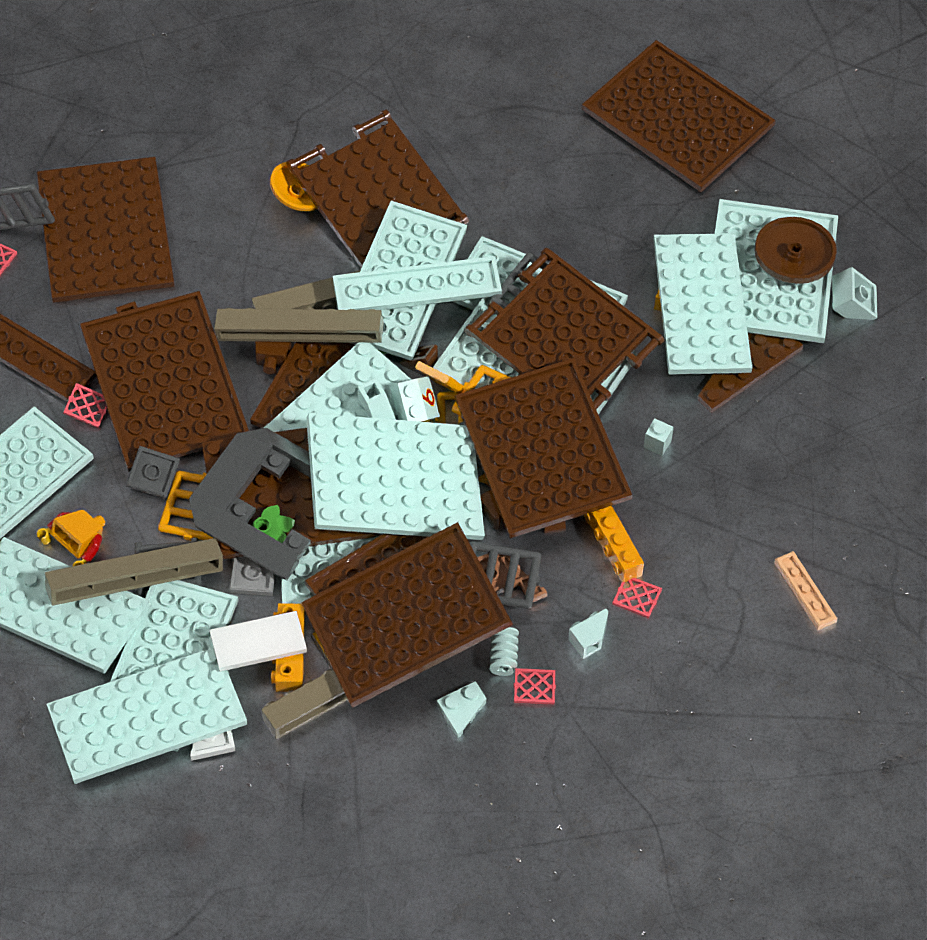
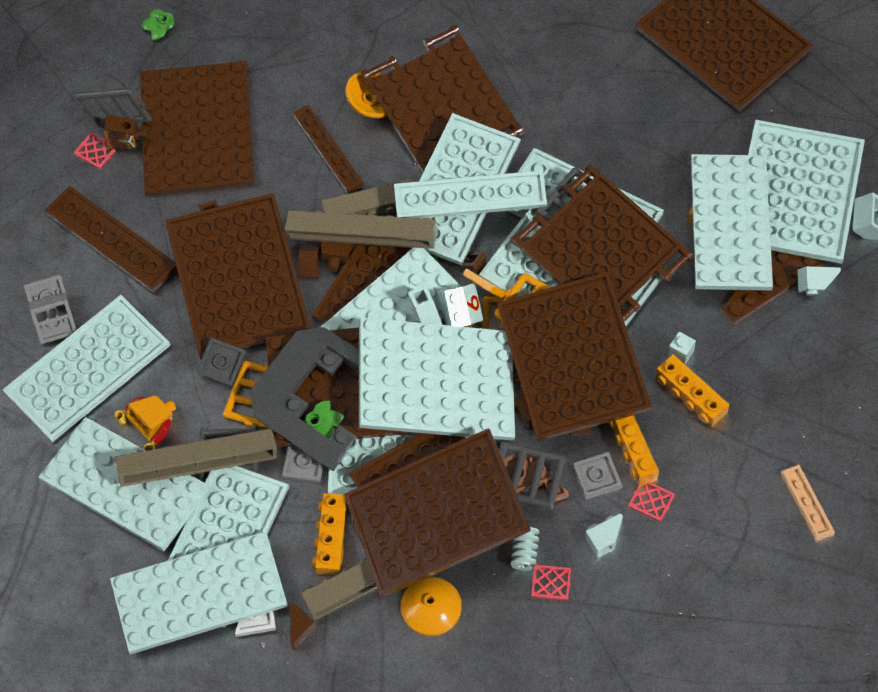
camera: 10 degrees right, 5 degrees up
(24, 236) = (123, 133): none -> reddish brown torso
(53, 120) = (158, 23): none -> bright green plate
(102, 412) = (161, 306): coral window -> none
(242, 364) = (309, 261): none -> reddish brown slope
(254, 245) = (328, 149): none -> reddish brown plate
(258, 641) = (302, 529): white tile -> none
(264, 744) = (300, 626): none -> reddish brown slope
(401, 728) = (435, 617): none -> light orange dish
(461, 706) = (483, 598): light aqua wing -> none
(576, 573) = (597, 475): none -> light grey tile
(672, 480) = (692, 391): none -> light orange brick
(795, 250) = (821, 173): reddish brown dish -> none
(796, 359) = (815, 279): none -> light aqua slope

